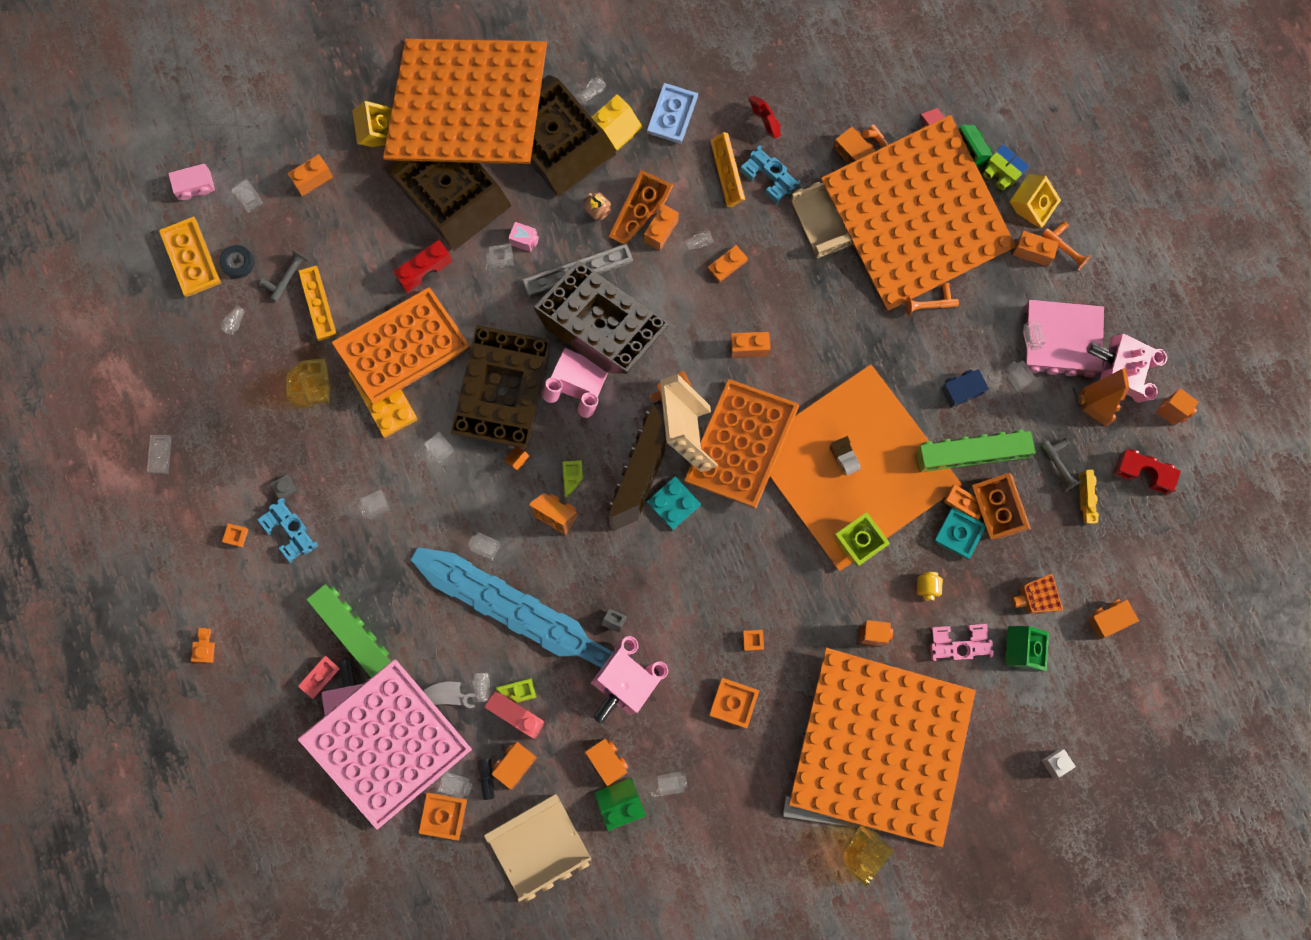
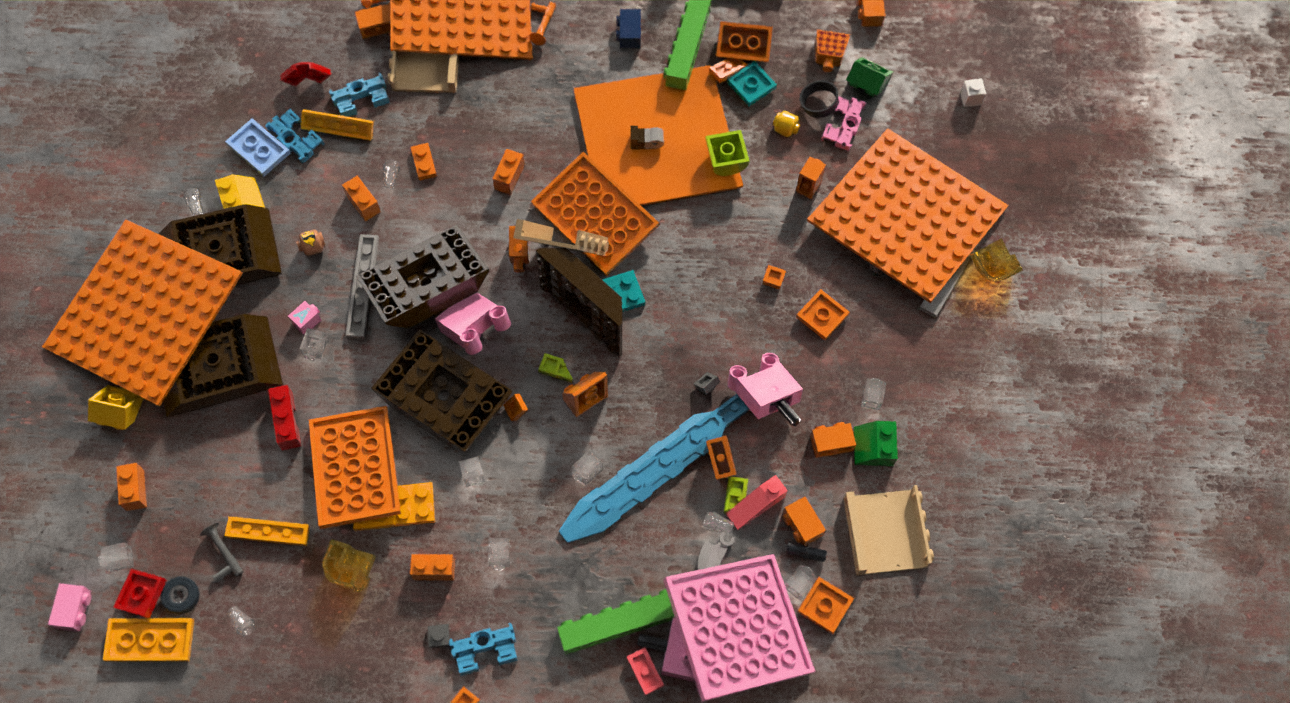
camera: 65 degrees left, 10 degrees down
(223, 229) = (140, 593): none -> red plate
(339, 454) = (432, 567): none -> orange brick
(542, 663) = (721, 457): none -> orange brick
(641, 204) = (331, 202): orange wedge -> none
(691, 148) = (299, 146): none -> dark azure piece
(980, 593) = (820, 85): none -> black tyre

